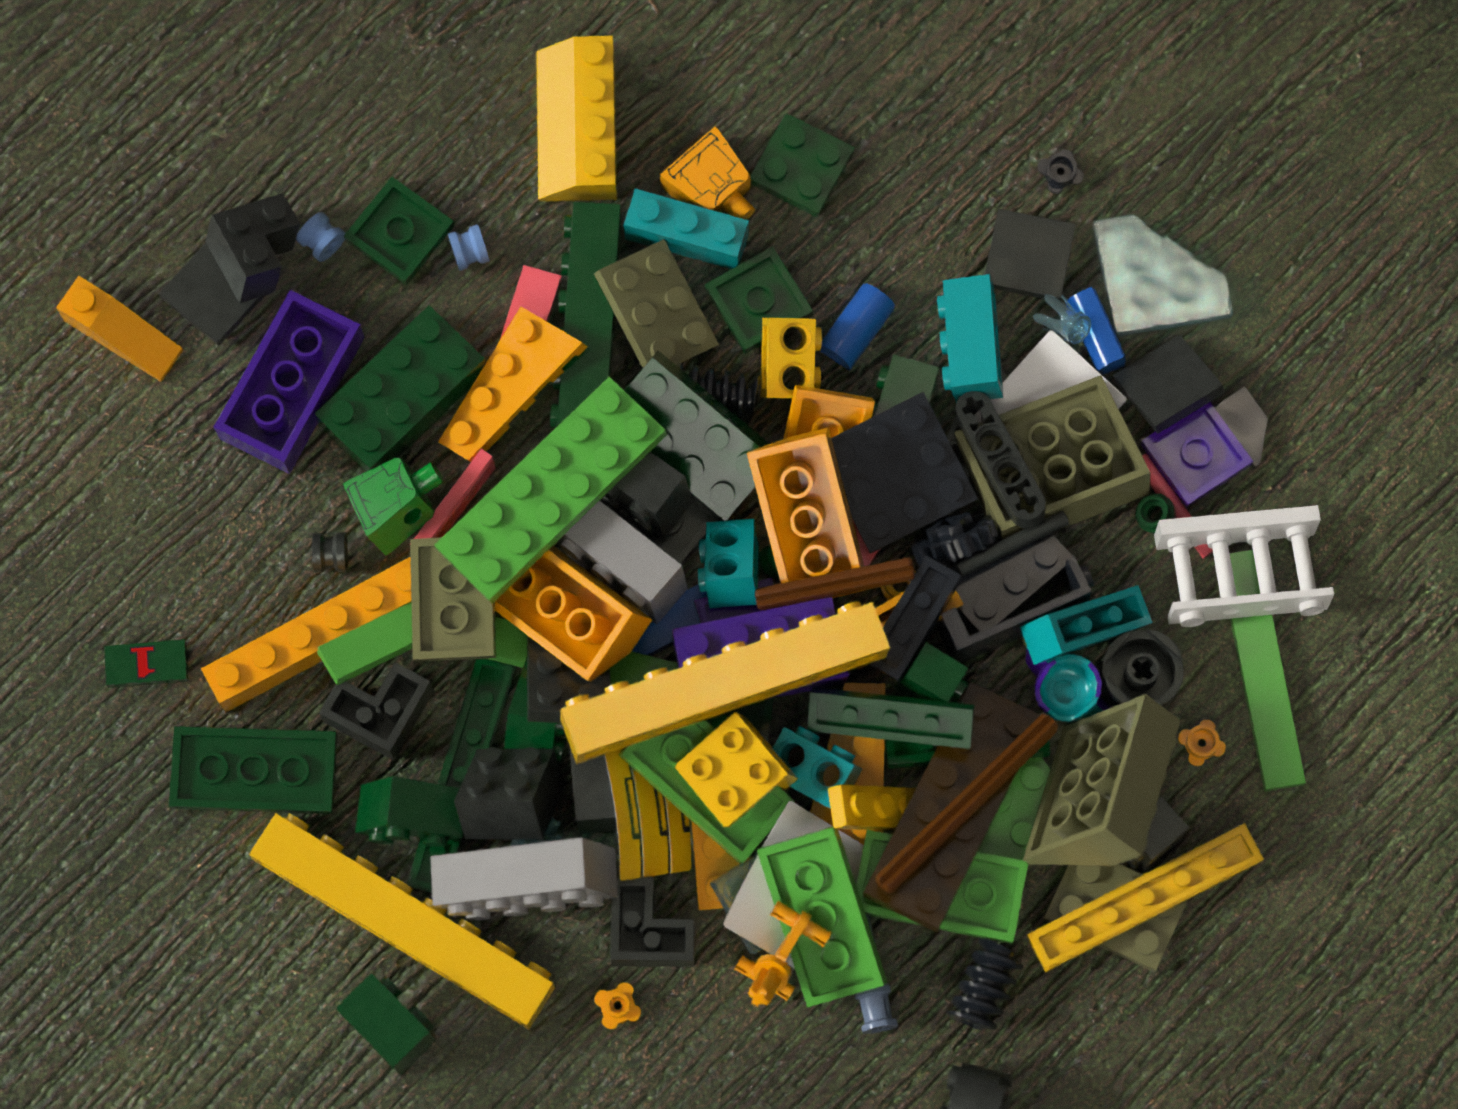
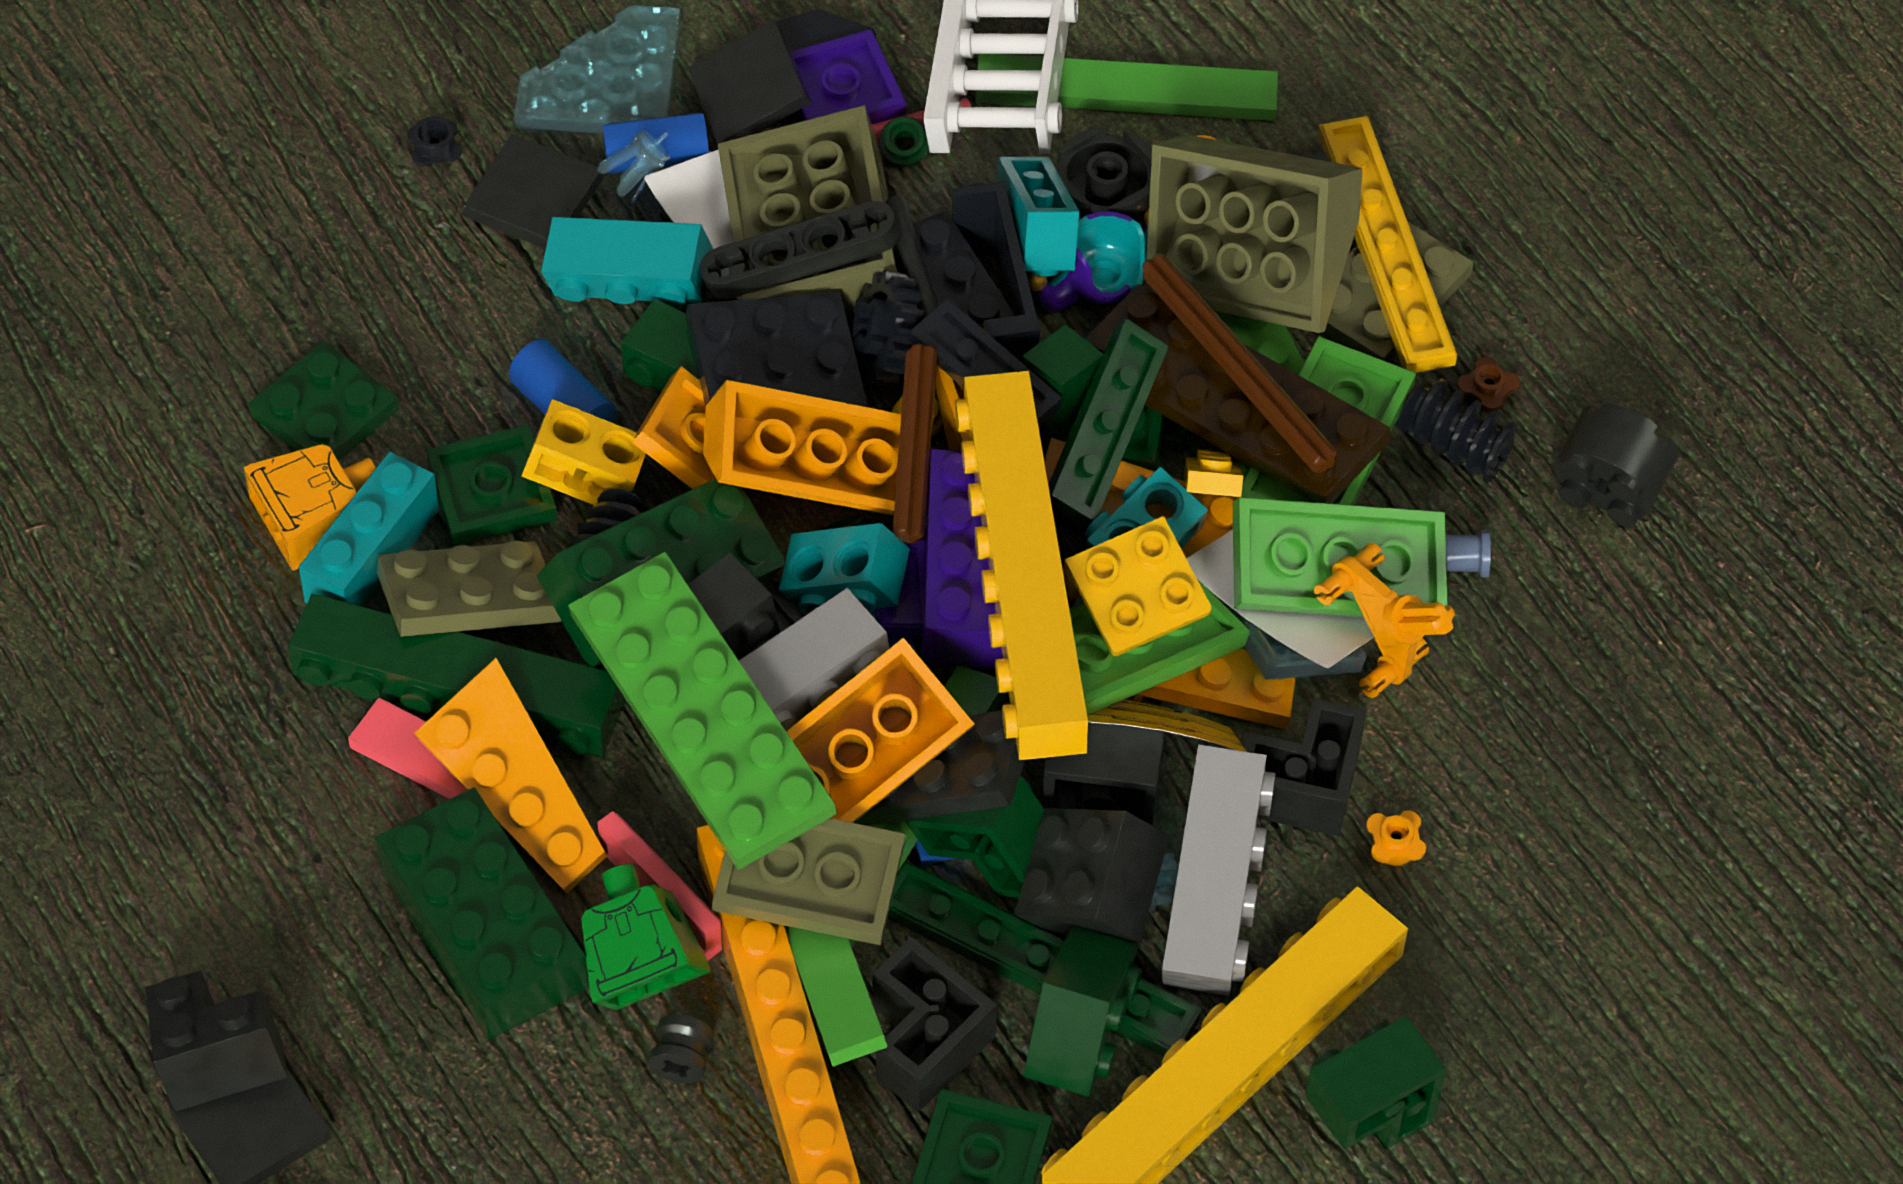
camera: 80 degrees left, 20 degrees down
(289, 381) = (422, 1042): dark purple brick -> none
(320, 236) = (221, 968): medium blue wheel -> none
(399, 230) = (245, 875): dark green plate -> none
(468, 247) = (301, 794): medium blue wheel -> none
(577, 120) = (168, 630): yellow slope -> none
(1030, 1005) = (1492, 396): none -> reddish brown plate

